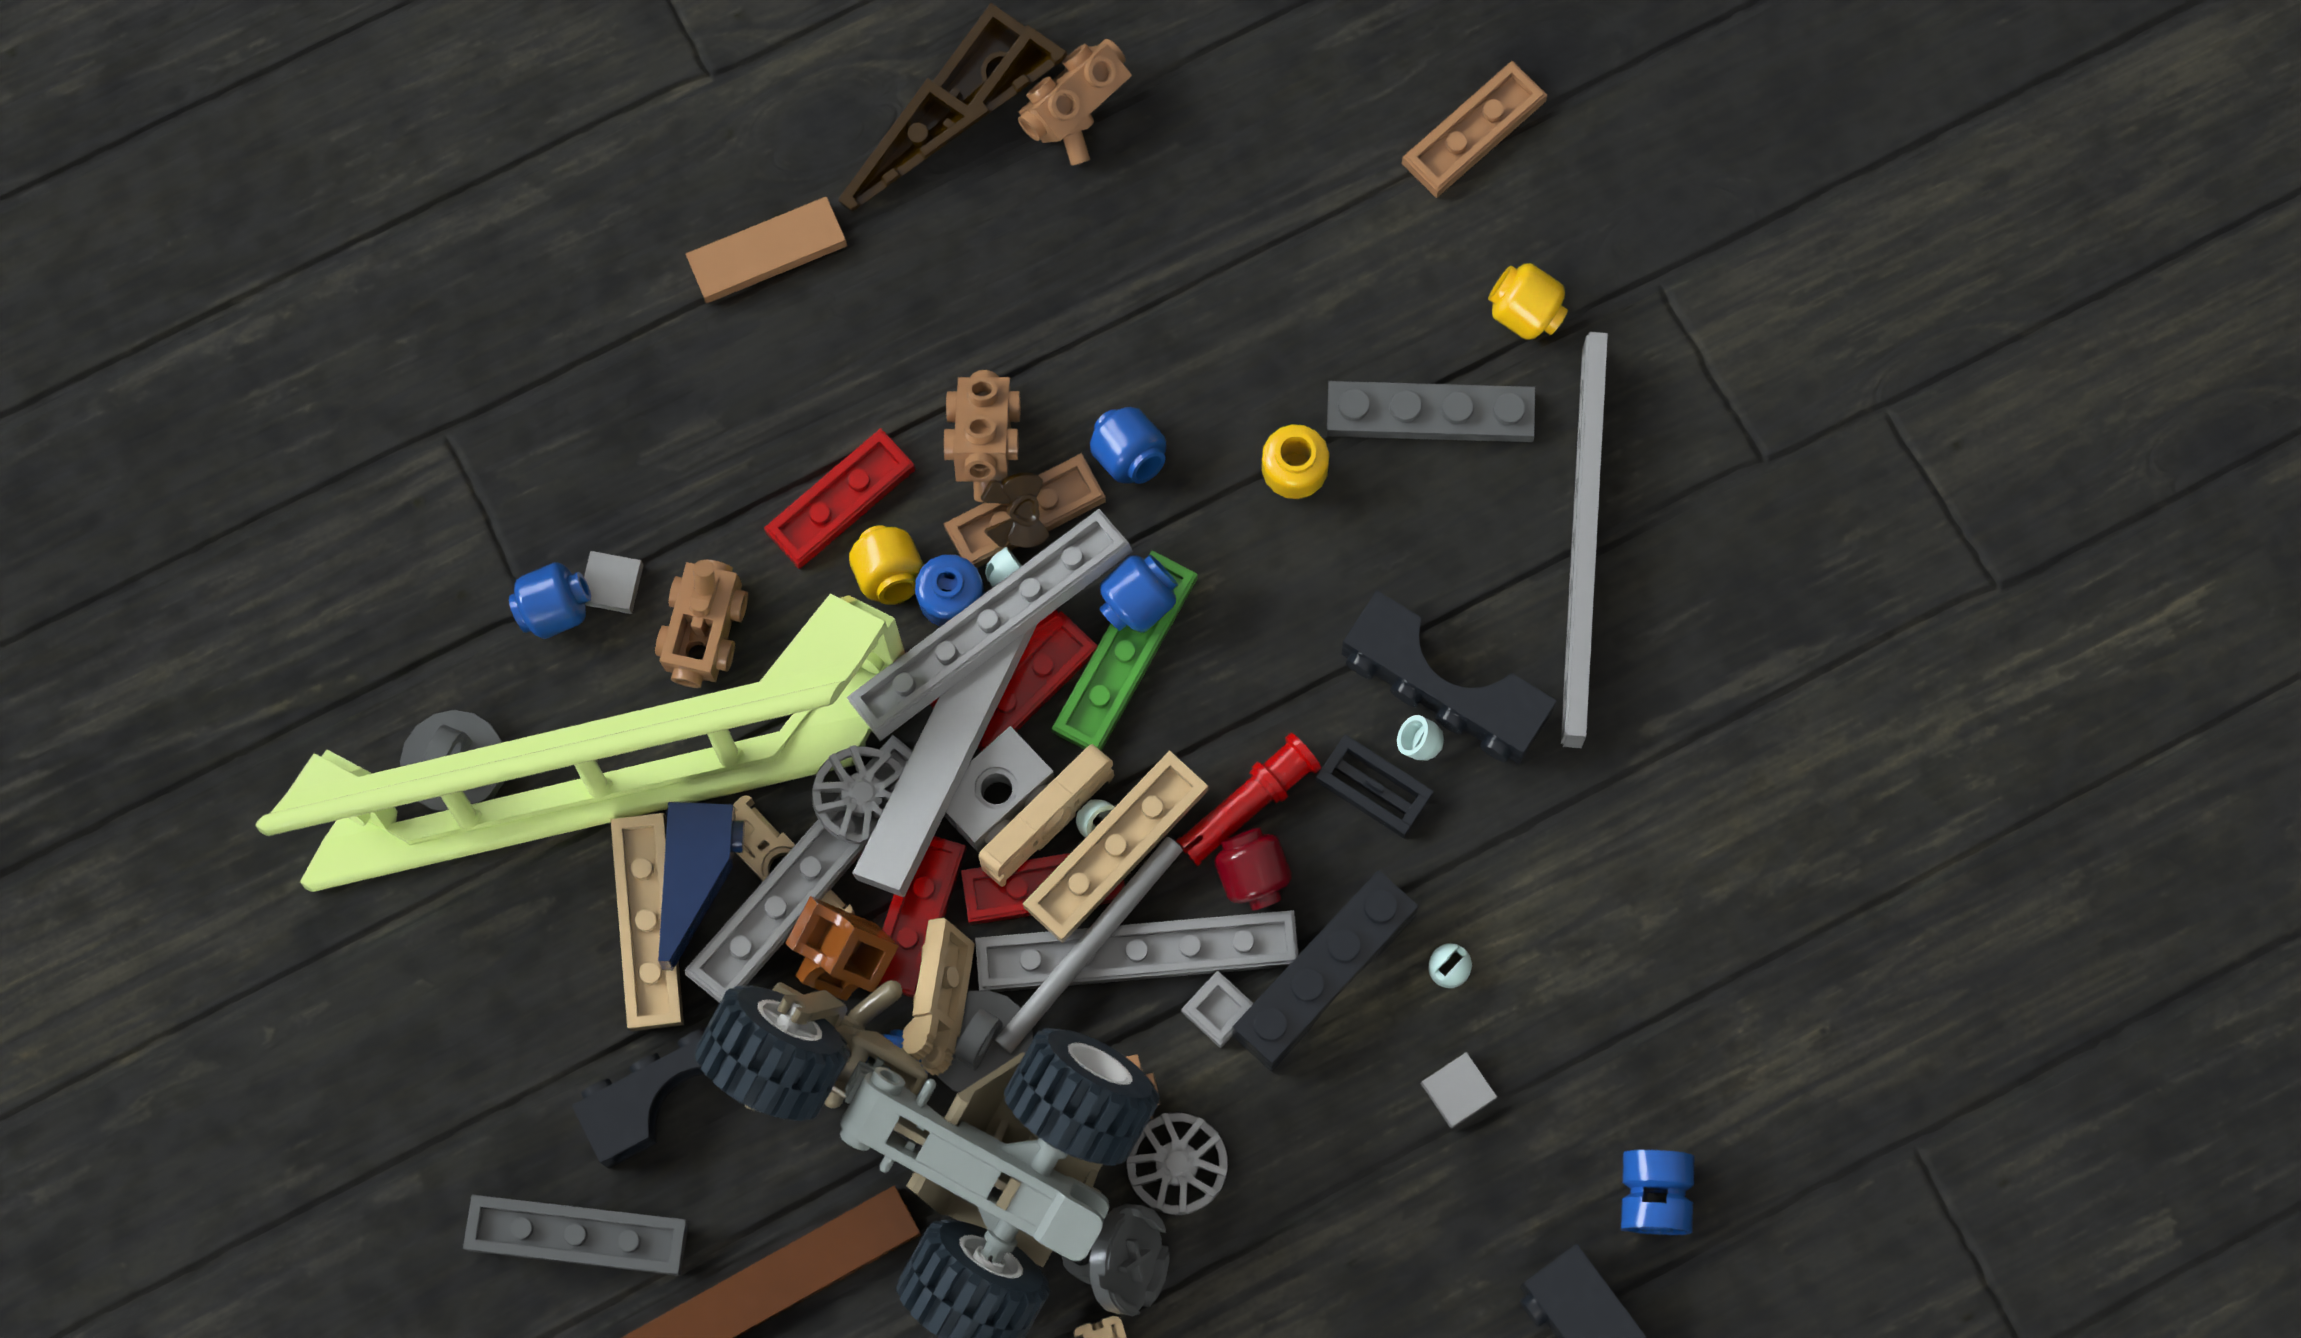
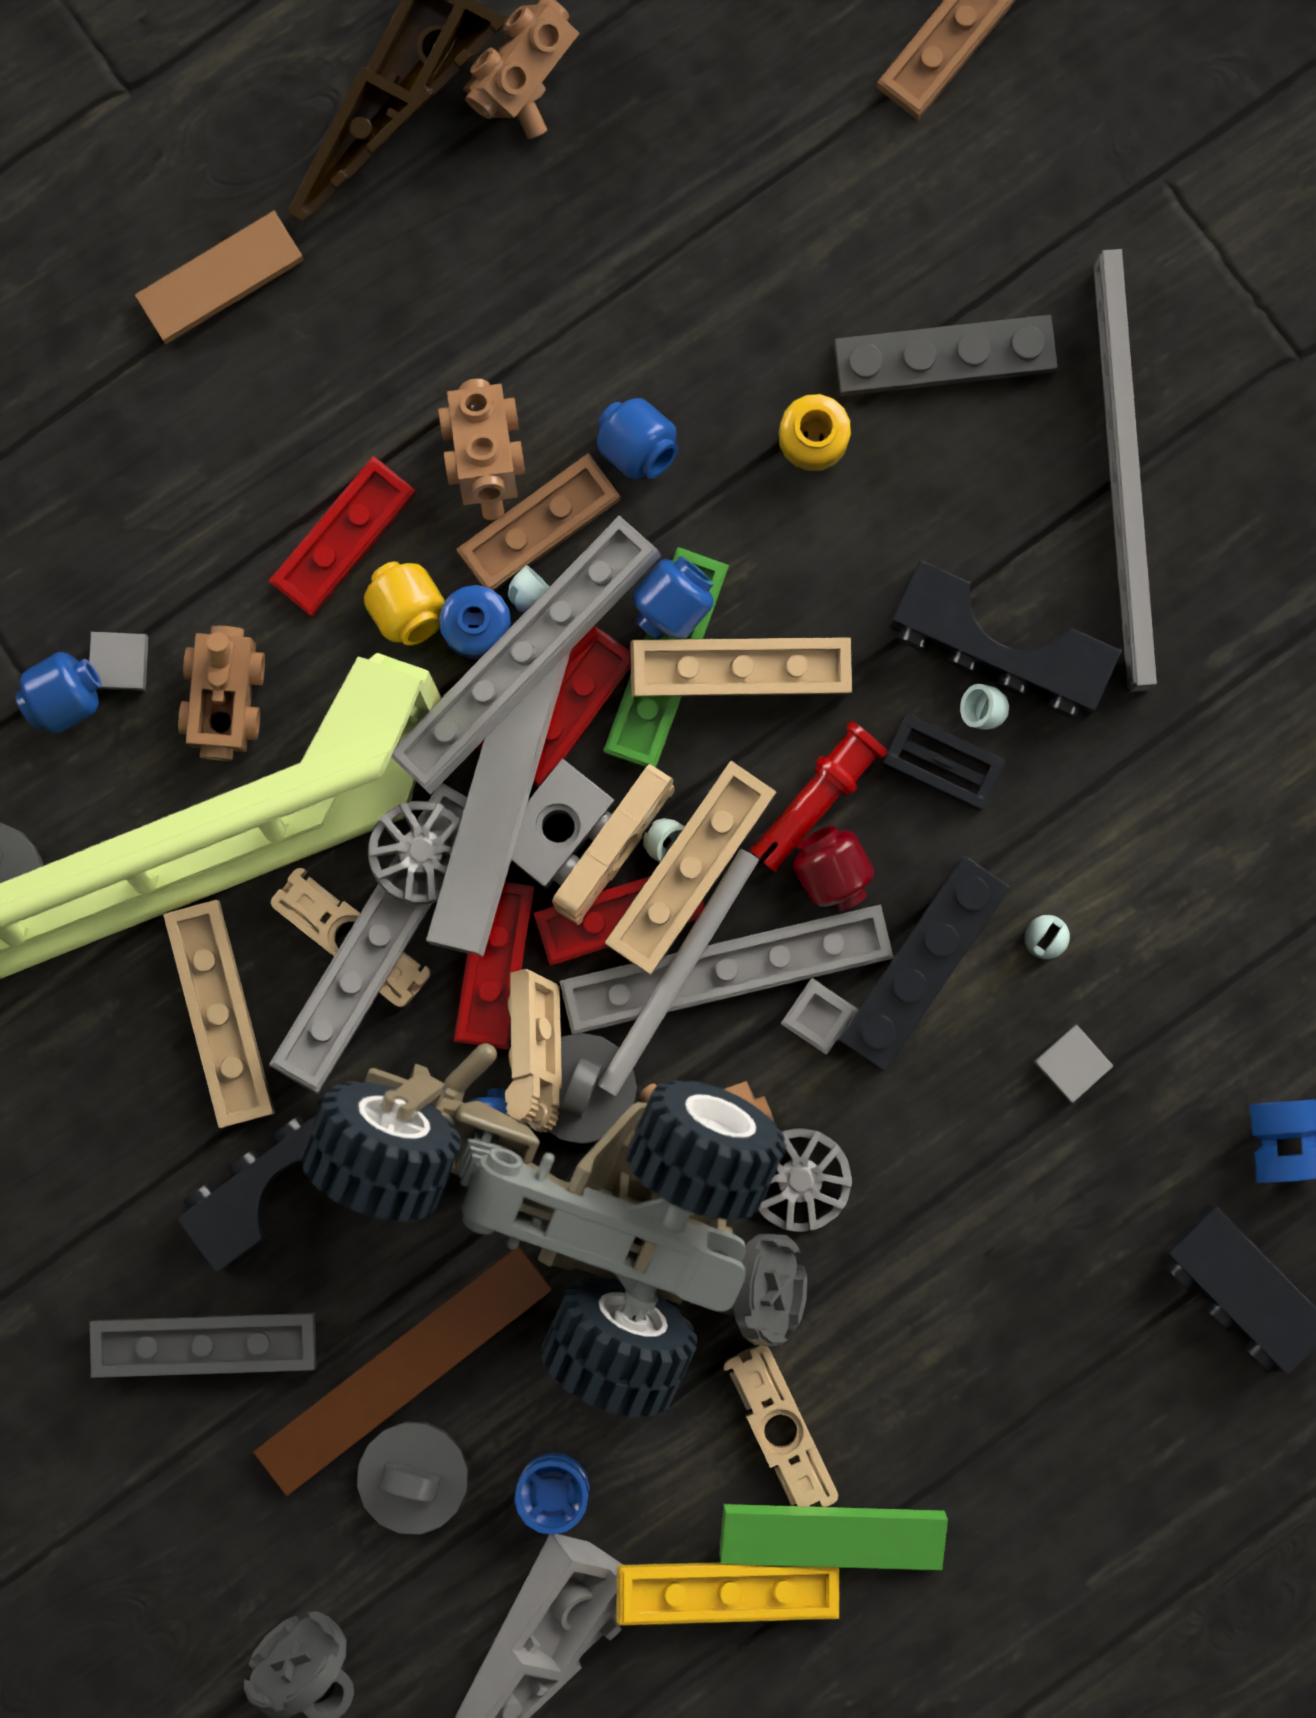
camera: 15 degrees left, 10 degrees up
(696, 864) = (261, 949): dark blue slope -> none
(839, 949) = (425, 1017): dark orange brick -> none
(1024, 526) = (533, 510): dark brown piece -> none
(1193, 667) = (740, 667): none -> tan plate
(1528, 301) = (1032, 223): yellow head -> none

